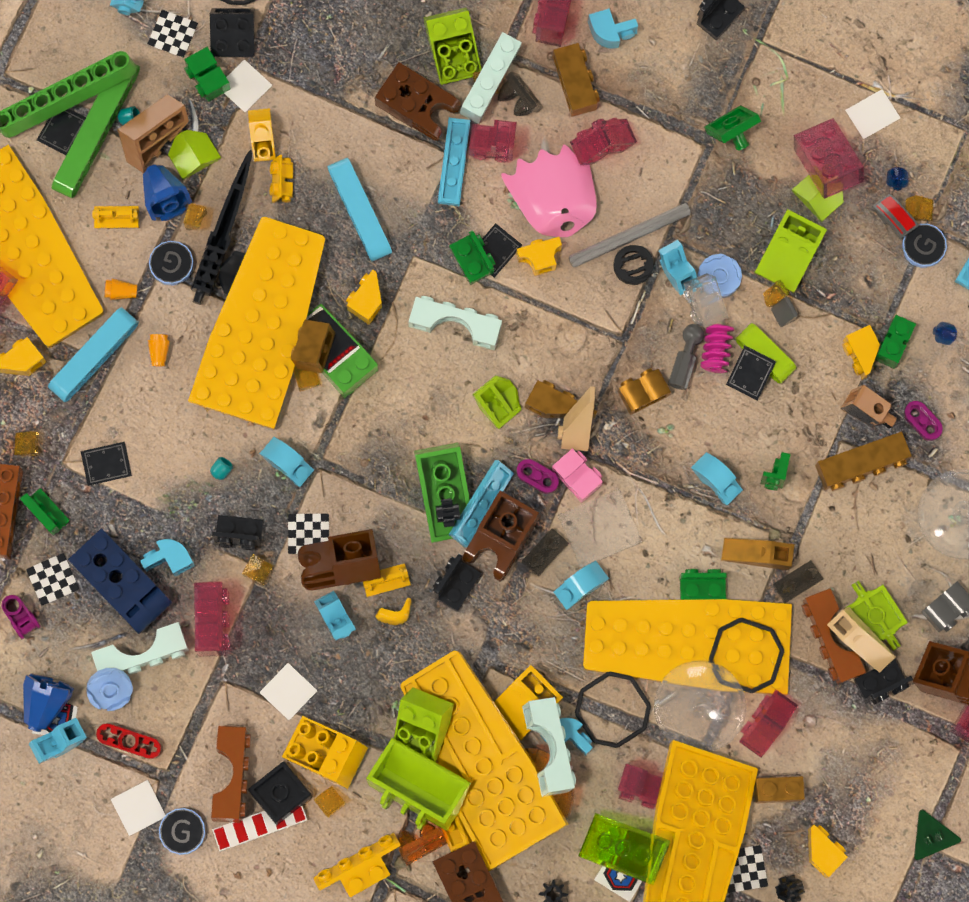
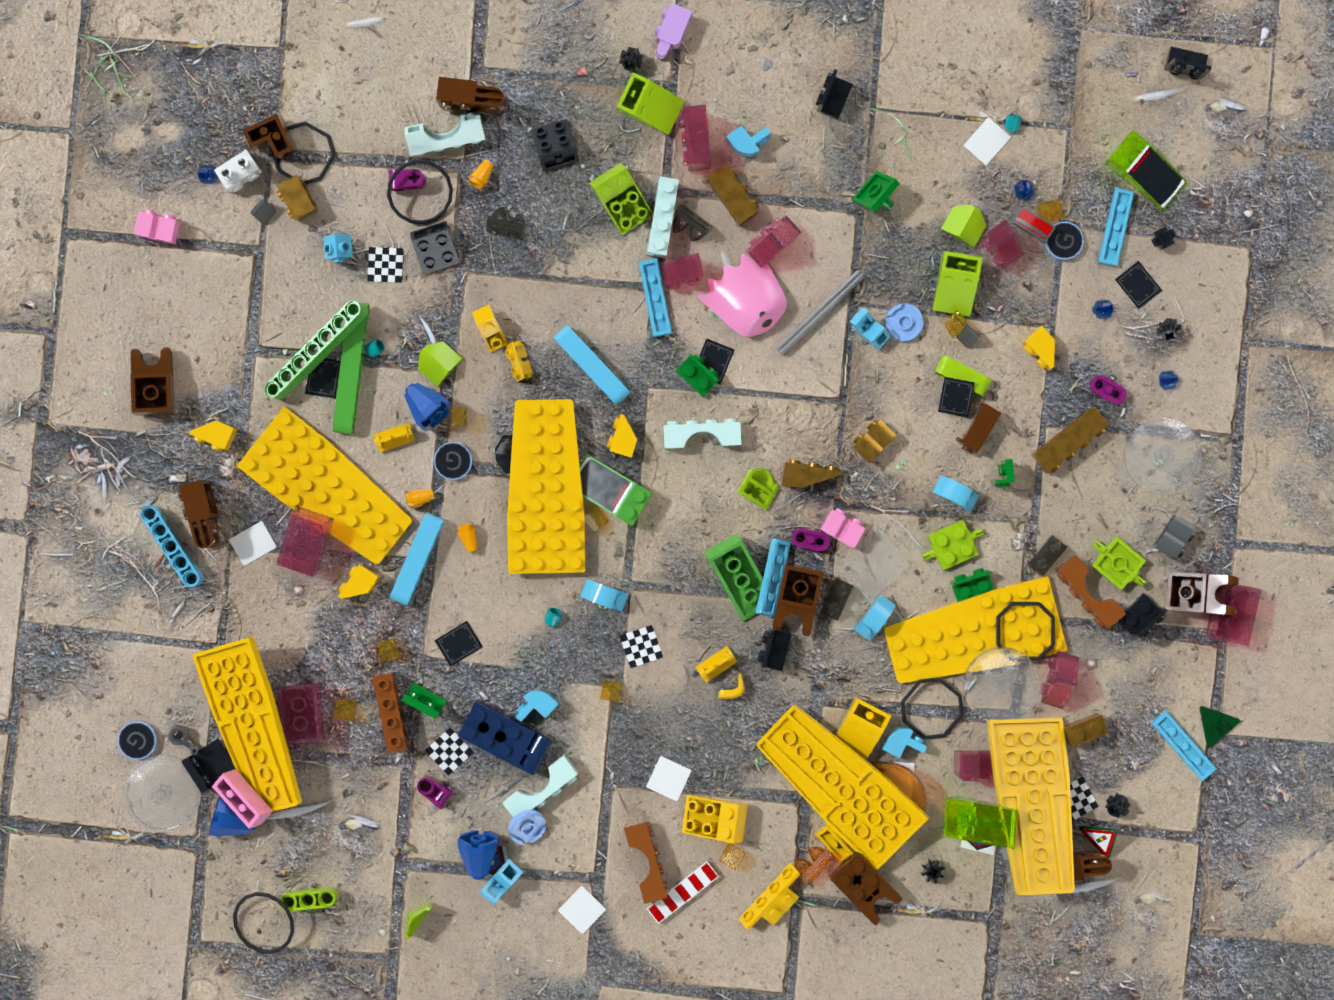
camera: 20 degrees left, 10 degrees up
(114, 730) = (542, 867): red beam -> none
(150, 130) = (398, 355): medium nougat wedge -> none
(182, 831) = (623, 917): black tile -> none
(208, 76) = (419, 285): green piece -> none
(211, 619) = (589, 745): clear pink brick -> none
(219, 239) = (485, 430): black piece -> none
(238, 531) = (585, 665): black bracket -> none
(246, 85) = (460, 289): white sticker -> none
(280, 793) = (690, 863): black tile -> none
(311, 30) = (501, 226): none -> clear smoke tile
(312, 346) = (594, 495): pearl gold brick -> none
(334, 615) = (686, 708): medium azure brick -> none
(339, 561) = (677, 663): reddish brown brick -> none
(418, 785) = (798, 822): lime piece -> none
(419, 105) = (612, 259): reddish brown brick -> none
(423, 722) = (786, 776): lime slope -> none
(447, 513) = (749, 596): black gear -> none
(540, 255) = (752, 354): yellow brick -> none
(544, 719) = (908, 782): light aqua arch -> none
(577, 423) = (830, 488): tan slope -> none
(625, 276) = (827, 348): black piece -> none
(685, 359) = (899, 403): dark grey piece -> none
(695, 534) = (952, 544): none -> lime plate
(705, 300) = (900, 349): clear brick -> none
(715, 348) = (922, 385): dark pink piece -> none
(758, 553) = (1008, 544): pearl gold slope -> none
(765, 415) = (979, 428): none -> reddish brown brick
(823, 852) = (1134, 768): yellow slope -> none
(828, 158) = (964, 194): clear pink brick -> none
(852, 222) = (1002, 245): none -> clear pink brick
(861, 639) = (1113, 588): tan slope -> none
(868, 407) = (1061, 394): medium nougat torso -> none
(887, 848) = (1183, 746): none -> medium azure tile
(894, 346) = (1066, 340): green piece -> none
(906, 103) = (1012, 123): none -> teal piece

